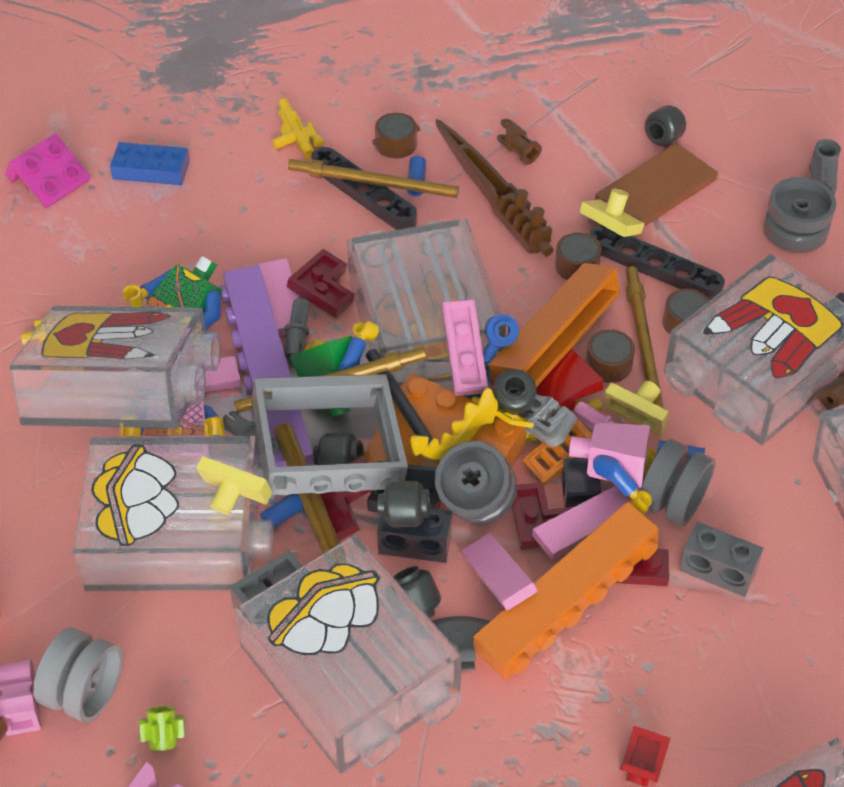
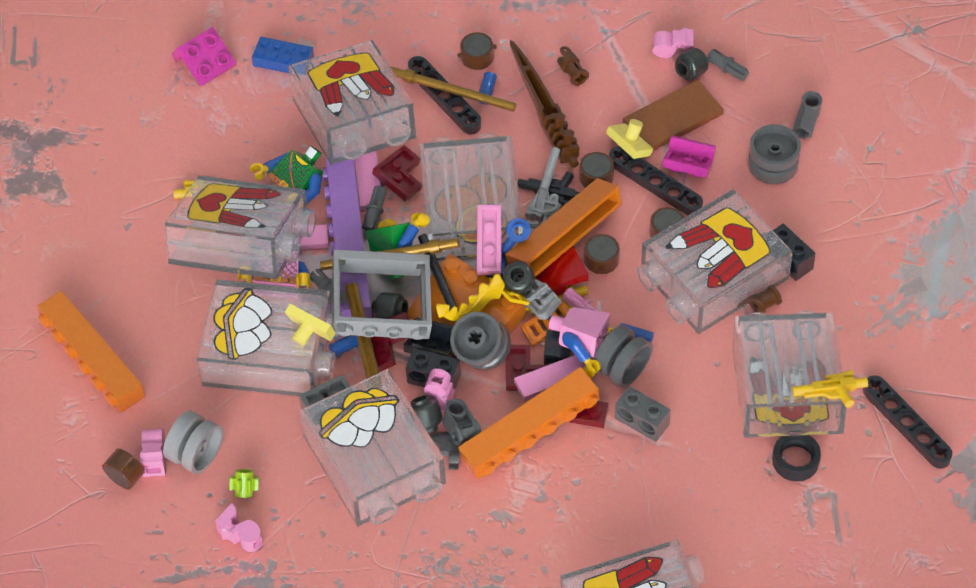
camera: 10 degrees right, 5 degrees up
(249, 201) = (352, 102): none -> clear brick
(293, 131) = (397, 37): yellow piece -> none
(404, 503) = (425, 351): pearl dark grey head -> none
(431, 553) = (439, 387): none -> bright pink leg
(466, 600) = (460, 422): none -> dark grey piece
(499, 571) = (484, 404): bright pink tile -> none
(517, 302) = (543, 205): none -> light grey piece
(527, 284) = (557, 187): none -> black piece
(629, 107) = (667, 43): none -> bright pink leg
(636, 296) = (633, 207): pearl gold bar -> none
(638, 407) = (612, 296): light yellow tile -> none
(644, 756) = (557, 538): red bracket -> none
(692, 228) = (689, 156): none -> dark pink bracket
(710, 123) = (727, 64): none -> dark grey axle

